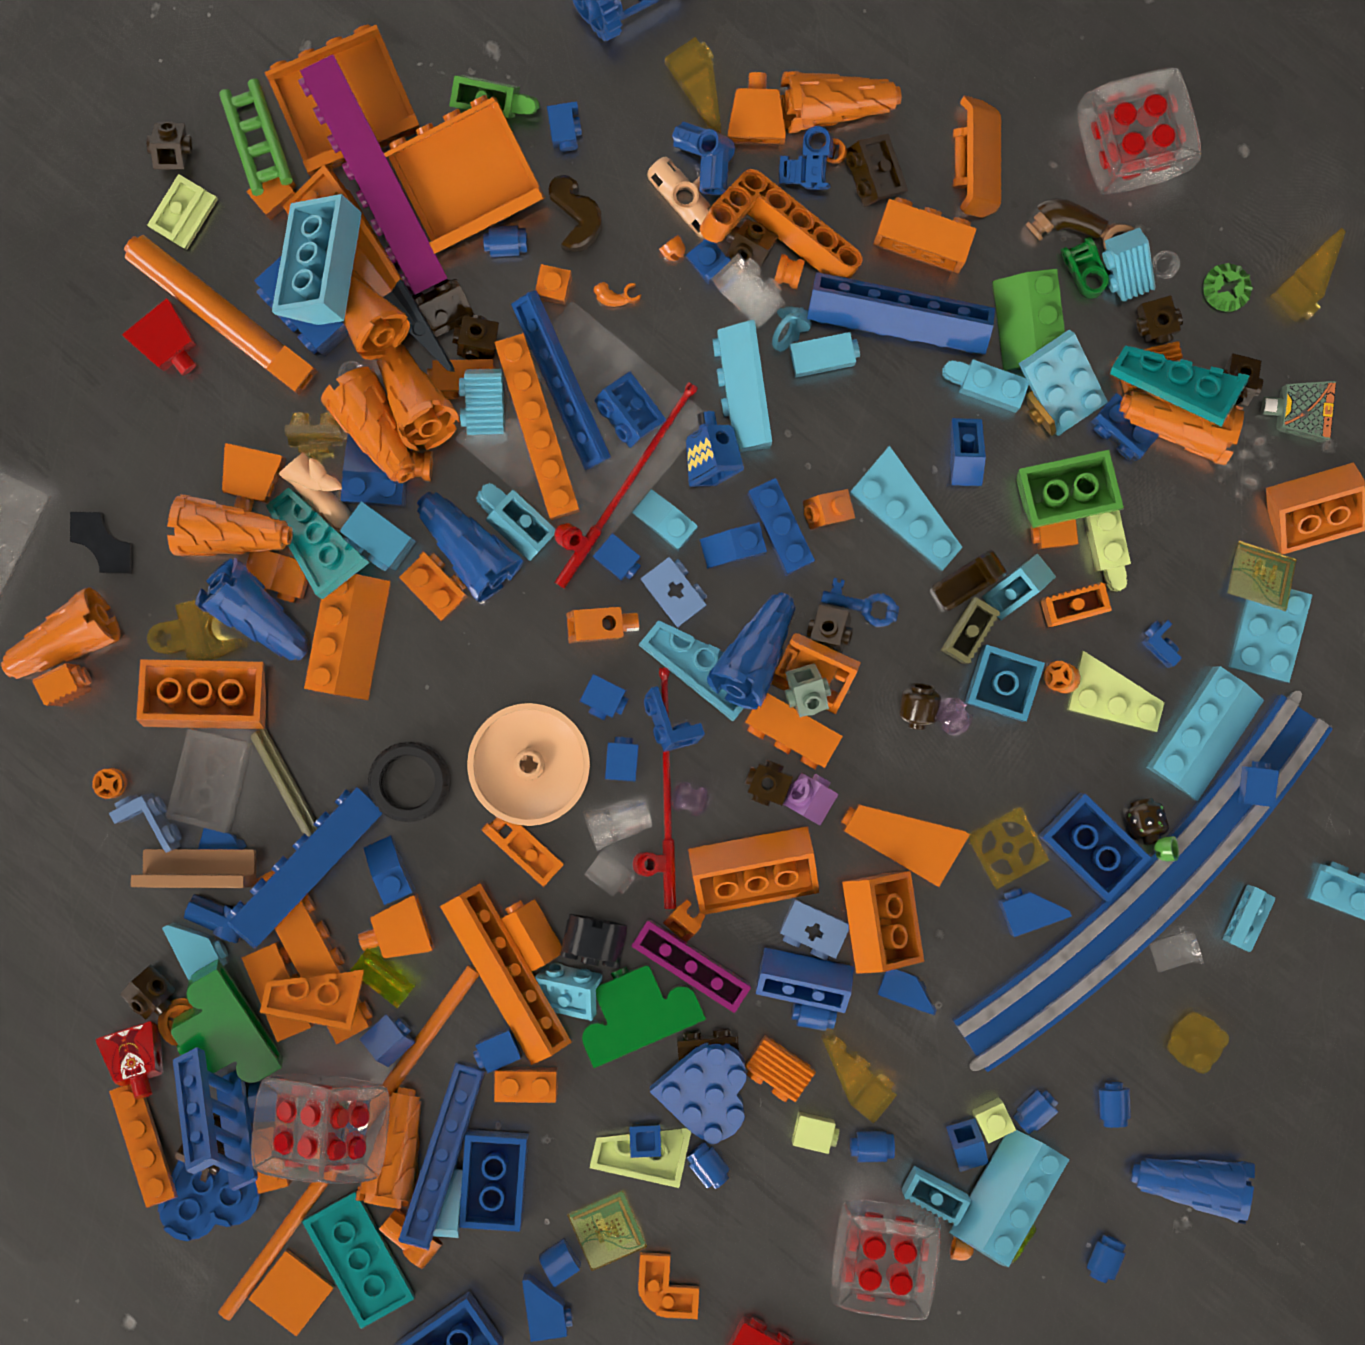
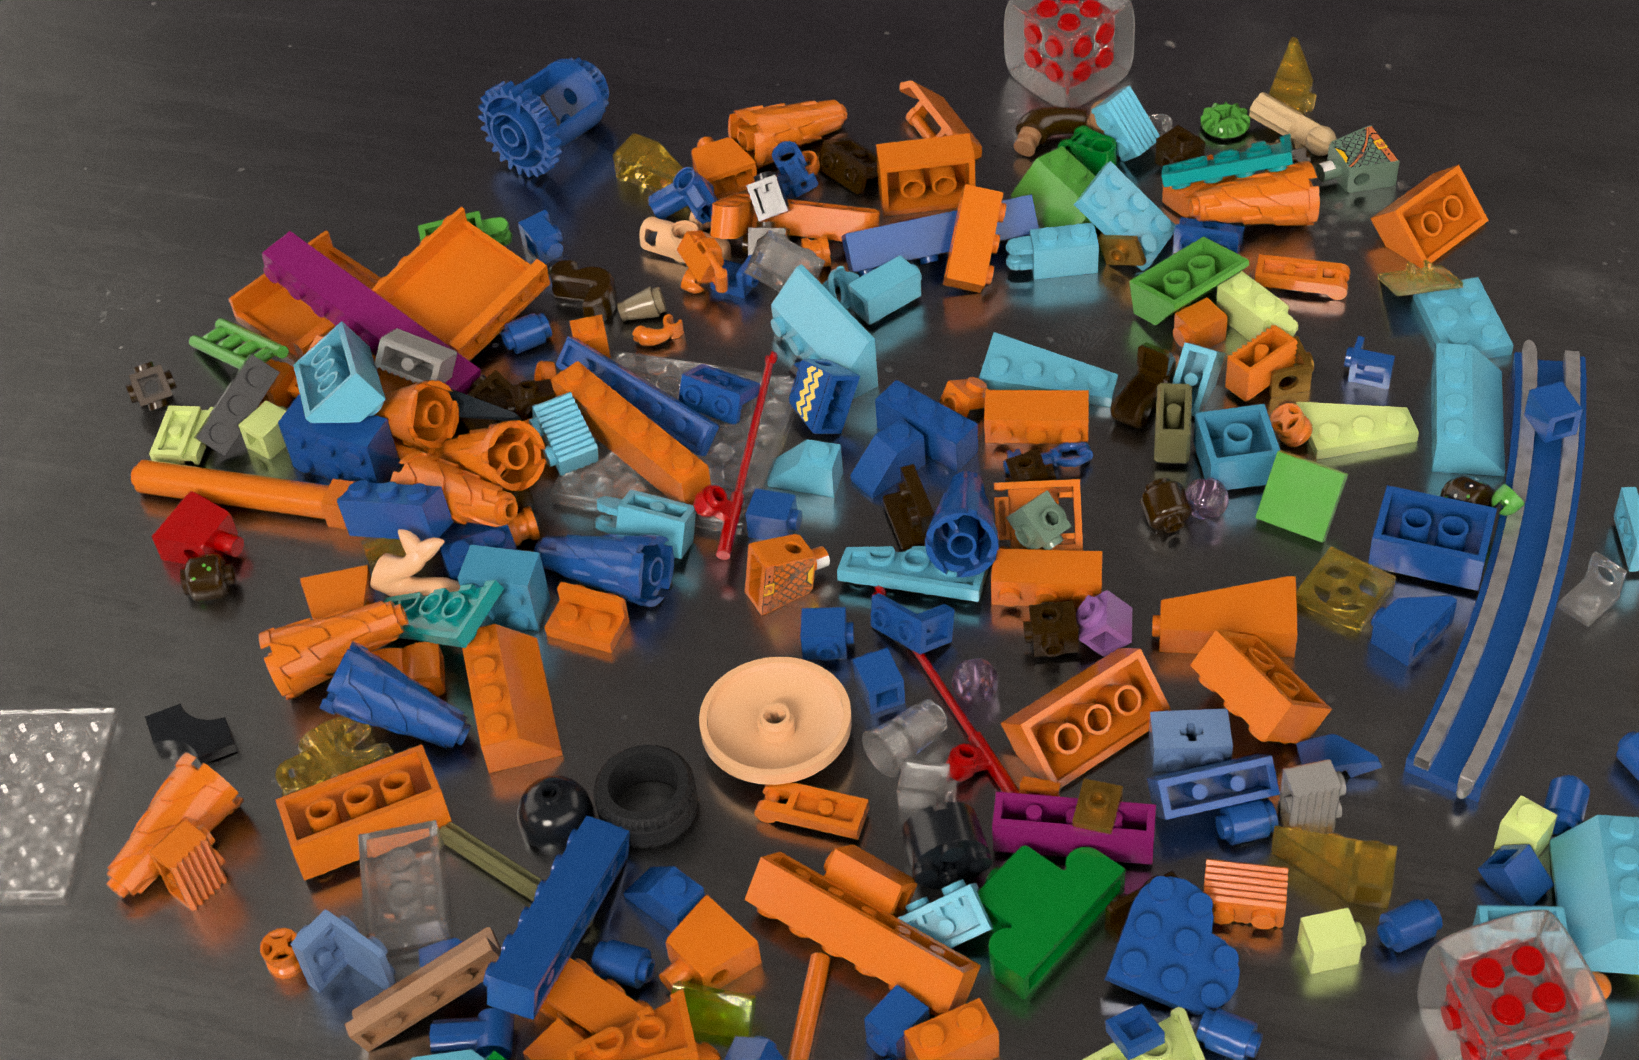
camera: 20 degrees left, 40 degrees down
(156, 390) = (207, 577): none -> dark brown head
(232, 218) = (236, 404): none -> black plate
(254, 245) = (262, 430): none -> yellowish green brick
(318, 423) = (384, 508): none -> blue brick
(338, 911) = (623, 963): none -> blue brick
(355, 755) = (551, 811): none -> black cylinder
(391, 263) = (414, 357): none -> light grey brick
(500, 305) = (545, 370): none -> orange tile
(616, 257) = (642, 305): none -> dark tan cone
(658, 583) = (847, 518): medium blue brick -> none
(685, 243) = (704, 259): none -> orange piece
(710, 969) = (1097, 806): none -> pearl gold bracket
(722, 610) = (909, 509): none -> dark brown bracket
(770, 198) = (768, 195): none -> bracket
(863, 1029) = (1311, 797): none -> light grey brick
(871, 562) = (1036, 416): none -> orange brick
(919, 349) = (974, 239): none -> orange brick
(967, 452) = (1074, 307): blue slope -> none
(1022, 758) = (1301, 496): none -> bright green tile
(1111, 619) = (1302, 370): none -> pearl gold bracket
(1173, 514) = (1303, 275): none -> orange plate
(1276, 331) = (1287, 121): none -> tan piece

